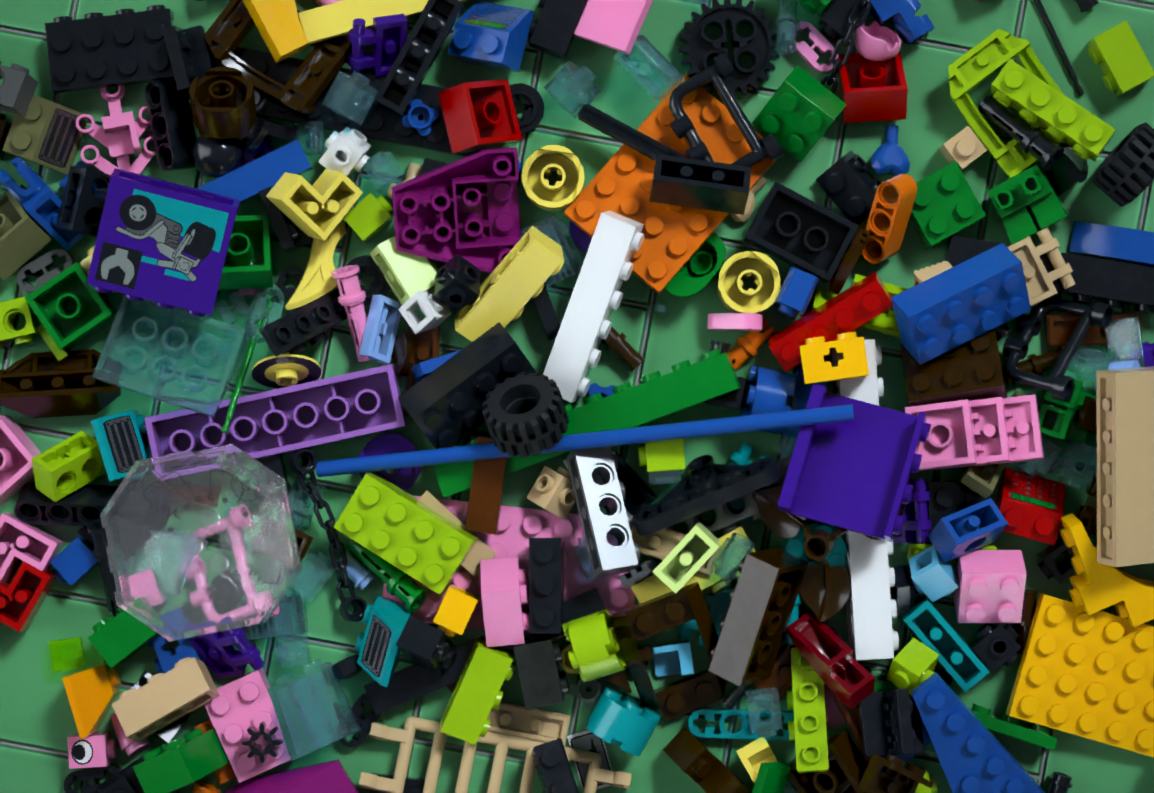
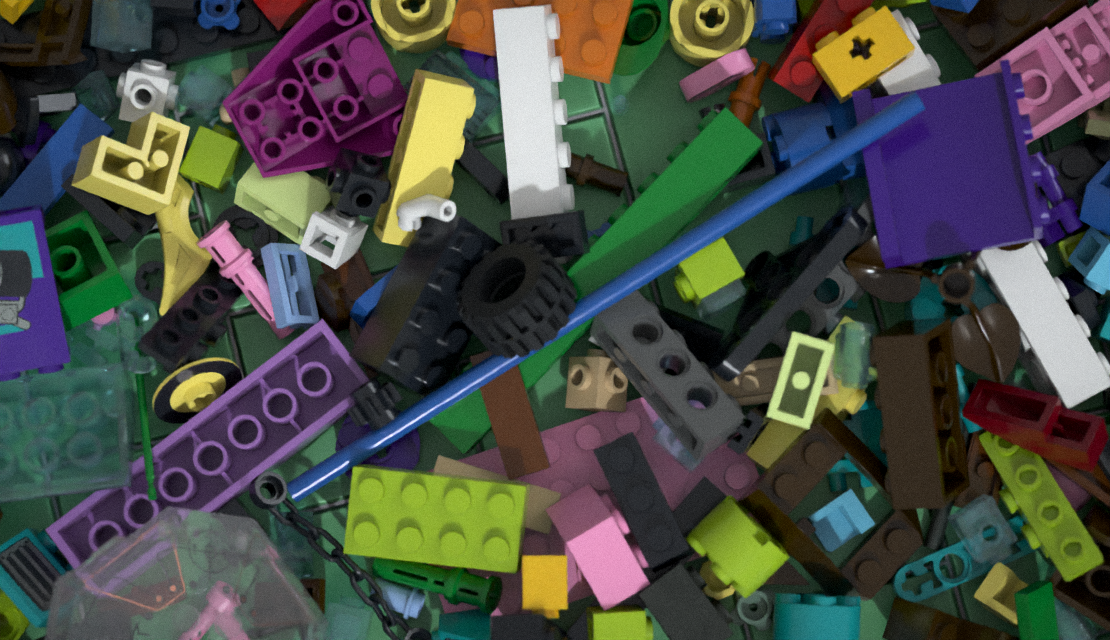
camera: 25 degrees left, 5 degrees down
(399, 438) = (374, 404): none -> black gear
(484, 320) = (426, 205): none -> white arm
(572, 381) = (559, 233): none -> black plate

